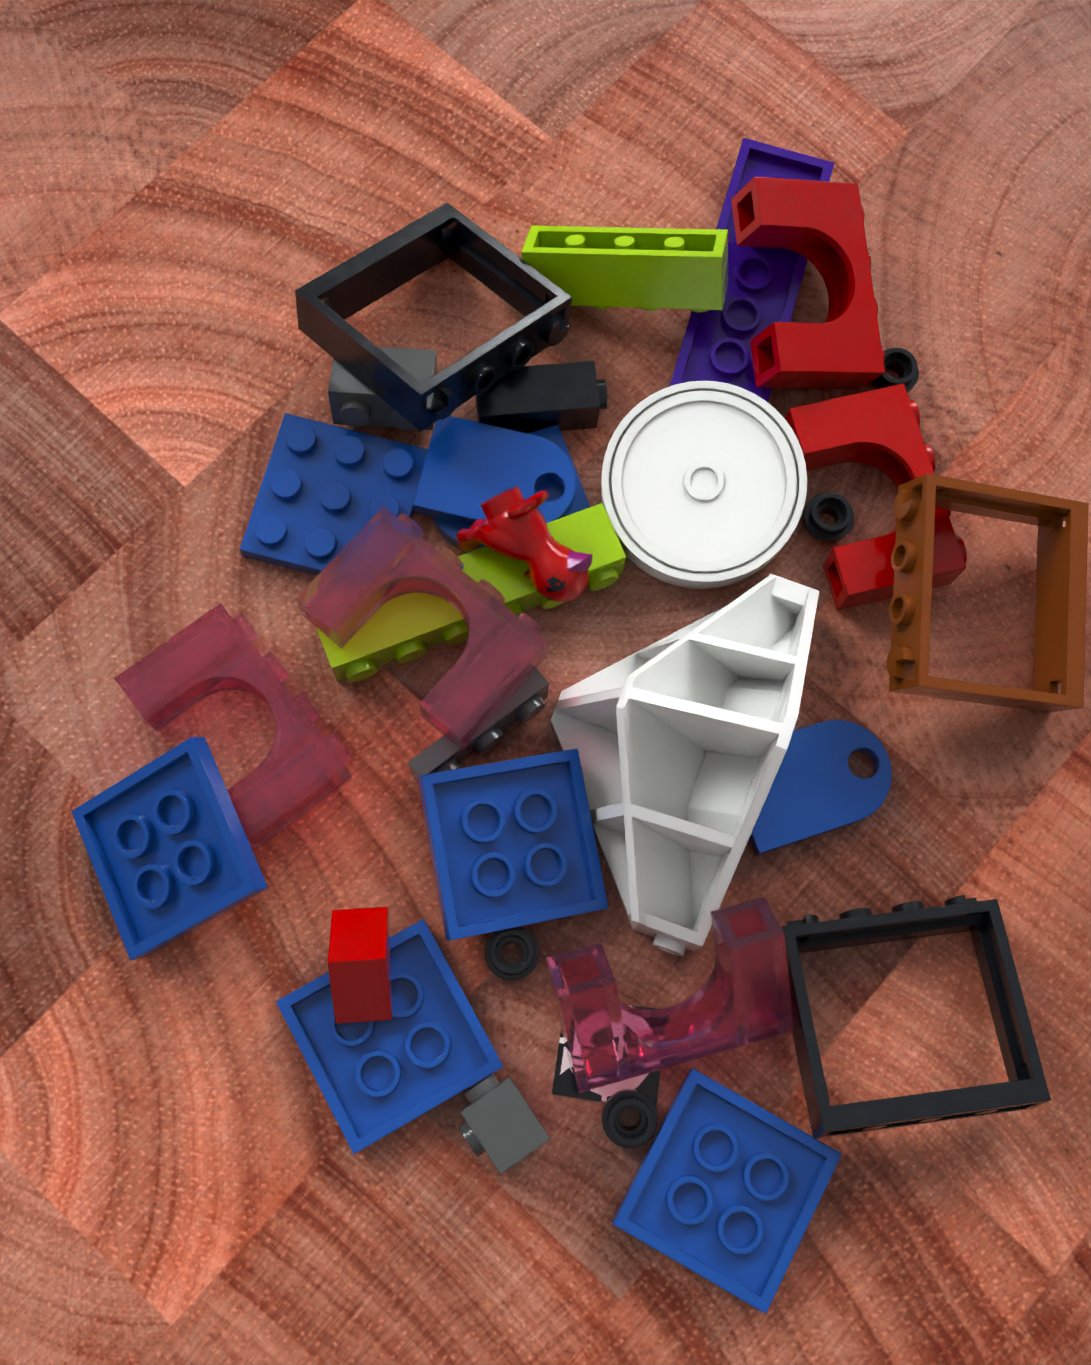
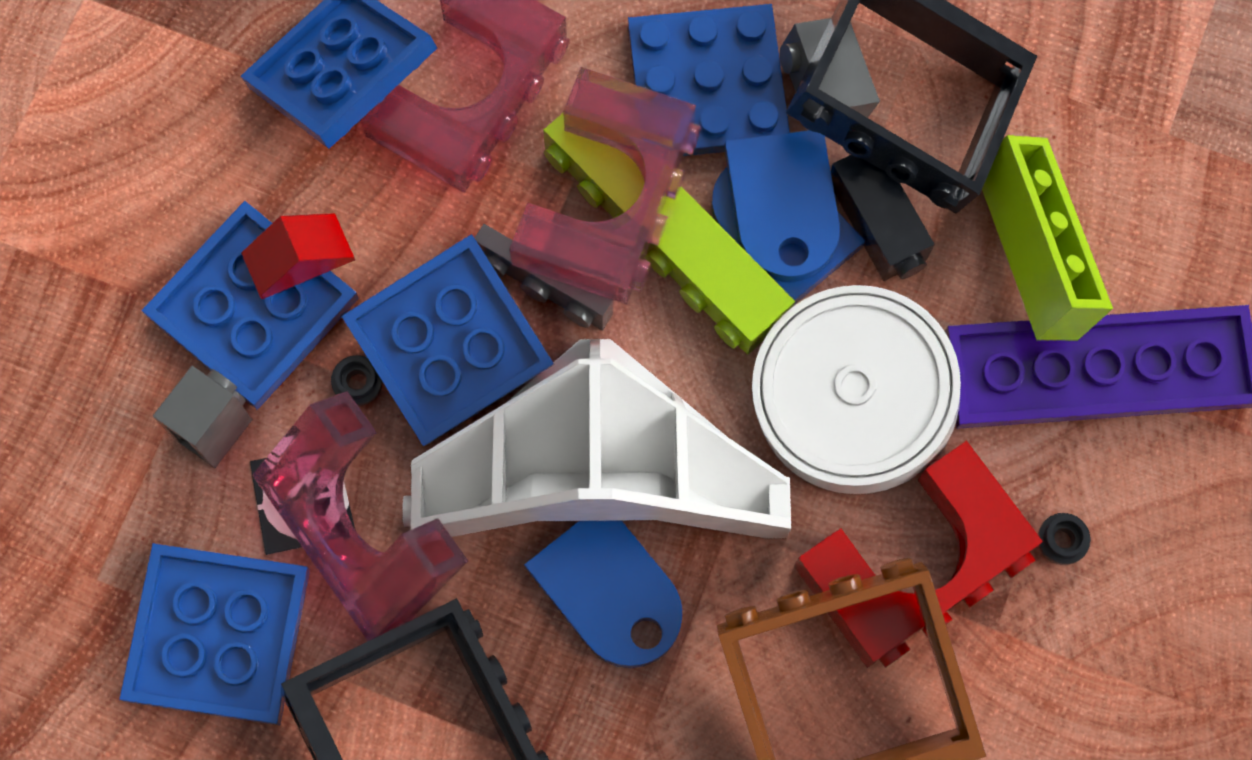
camera: 75 degrees right, 0 degrees up
(521, 533) = (724, 232): red animal -> none
(629, 1136) = (236, 522): black plate -> none
(828, 229) = (1177, 412): red arch -> none
(831, 504) = (892, 512): black plate -> none

